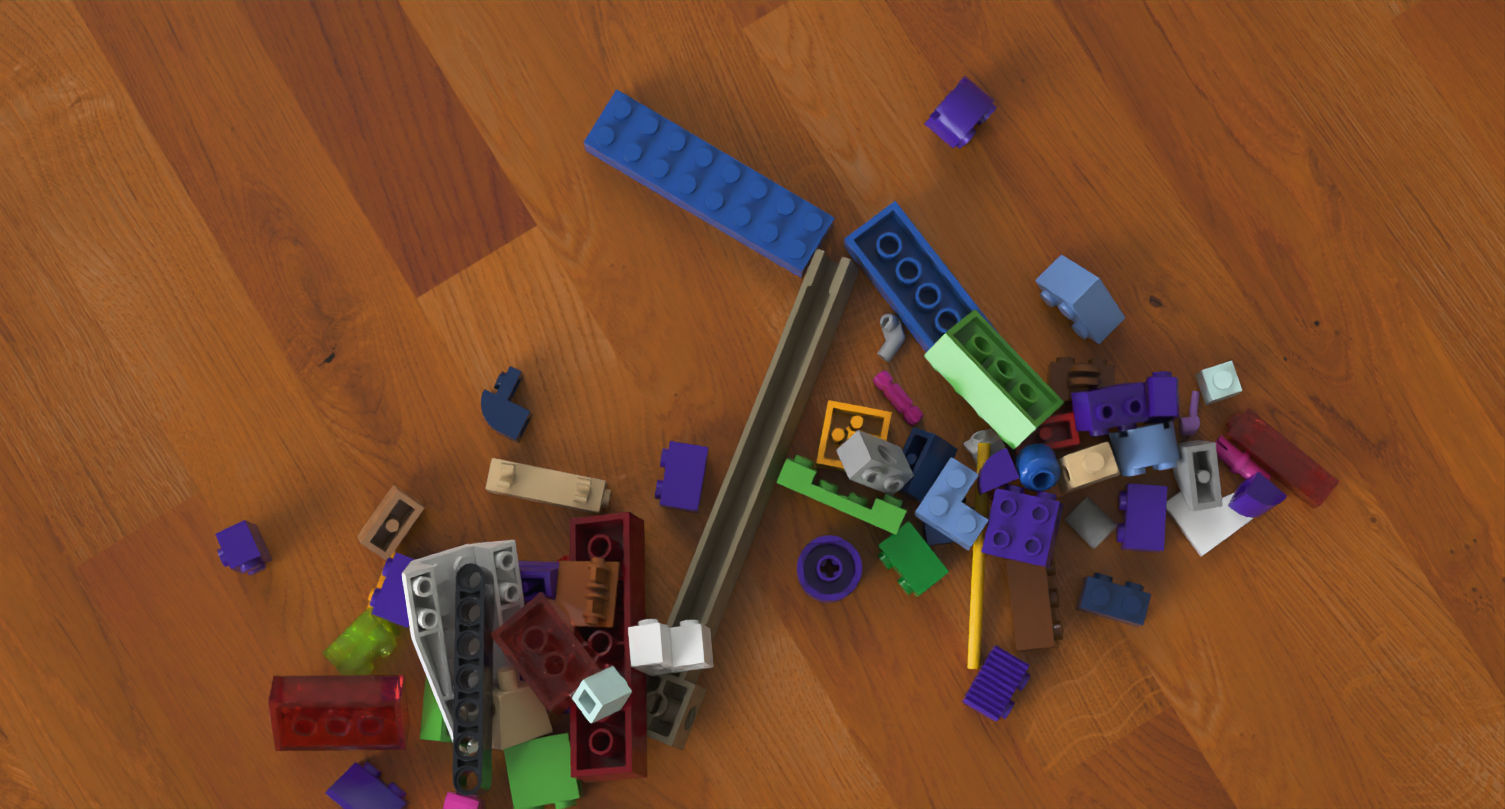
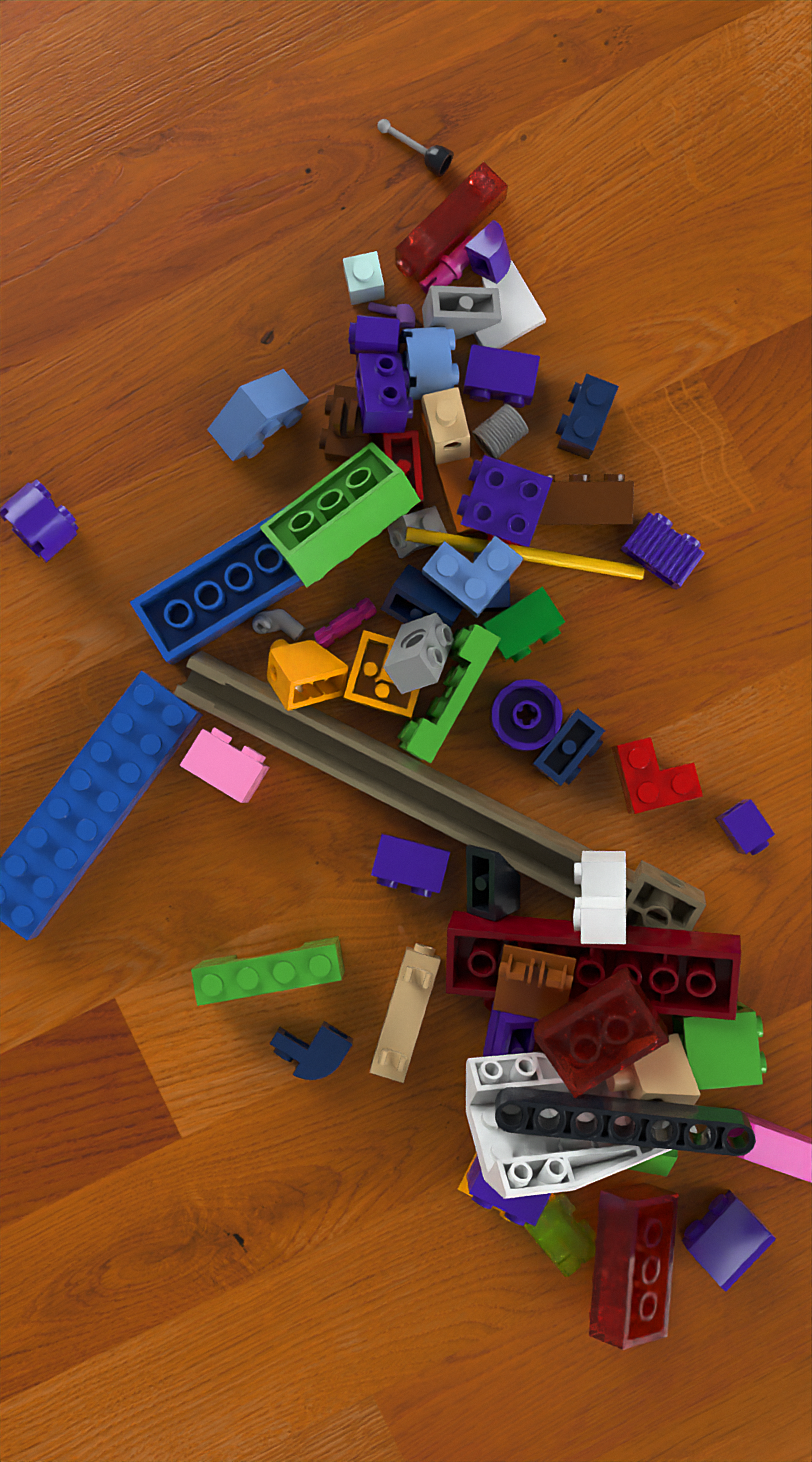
camera: 85 degrees left, 5 degrees up
(243, 548) = (443, 1357): dark purple brick -> none
(390, 522) = (429, 1190): medium nougat brick -> none
(575, 358) = (236, 978): none -> bright green arch
(602, 694) = (654, 979): light aqua brick -> none
(671, 551) = (491, 884): none -> black slope
(745, 785) = (745, 827): none -> dark purple brick
(754, 302) = (224, 766): none -> bright pink brick
(774, 692) = (646, 785): none -> red brick
(802, 610) = (573, 741): none -> dark blue brick
(847, 364) = (305, 673): none -> light orange torso
(996, 472) = (442, 522): dark purple brick -> none
(1037, 467) = (441, 476): blue head -> none
(1340, 439) = (436, 157): none -> hinge

